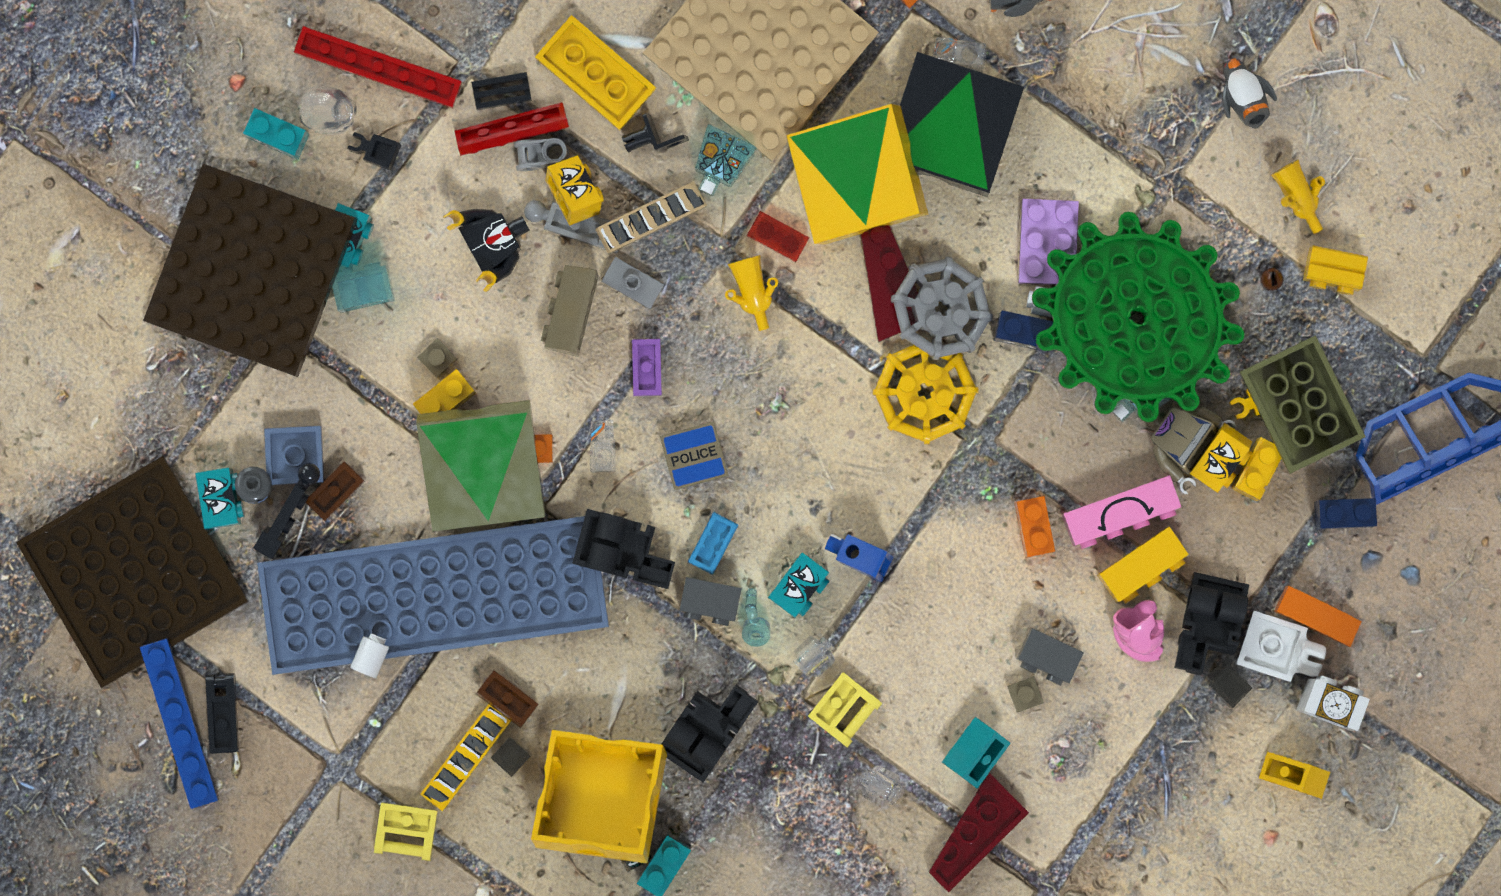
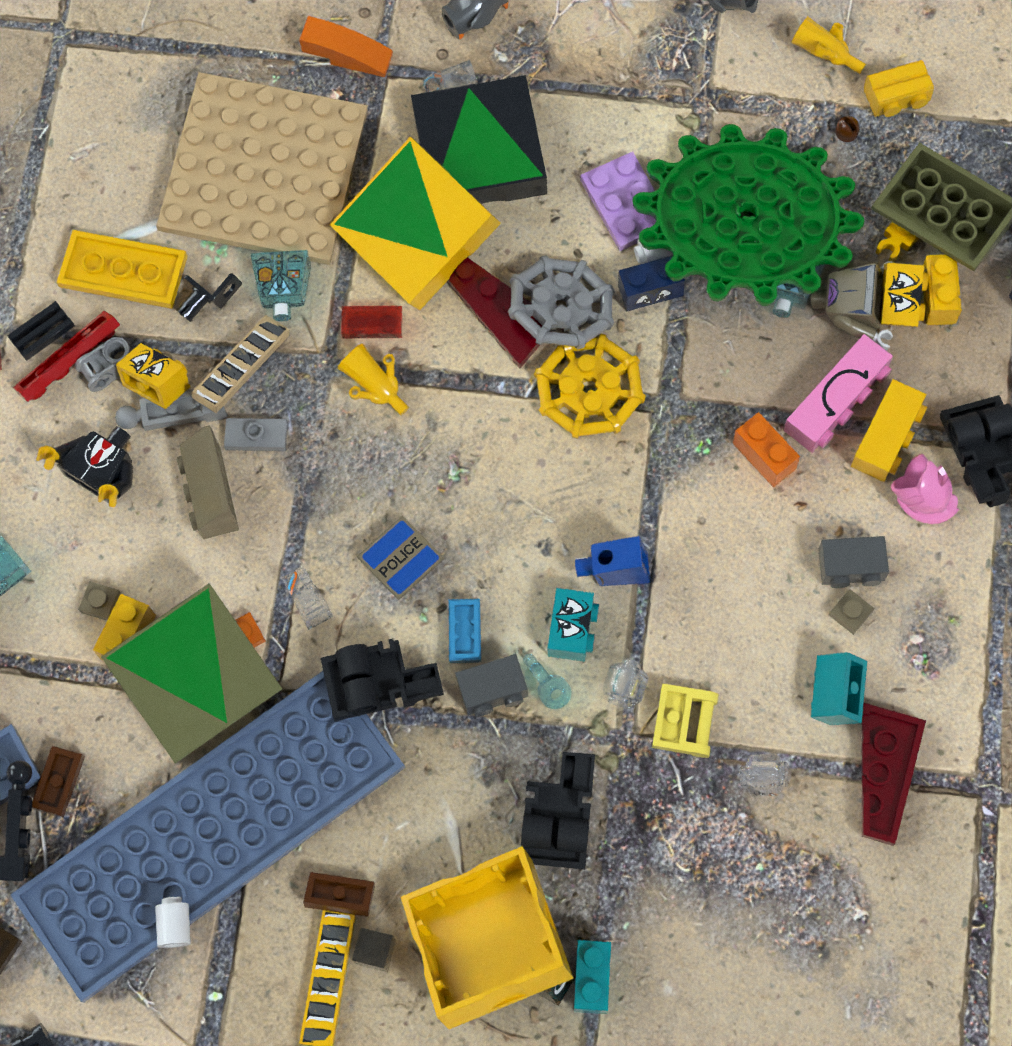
camera: 20 degrees left, 15 degrees down
(646, 367) = (310, 502): medium lavender plate -> none

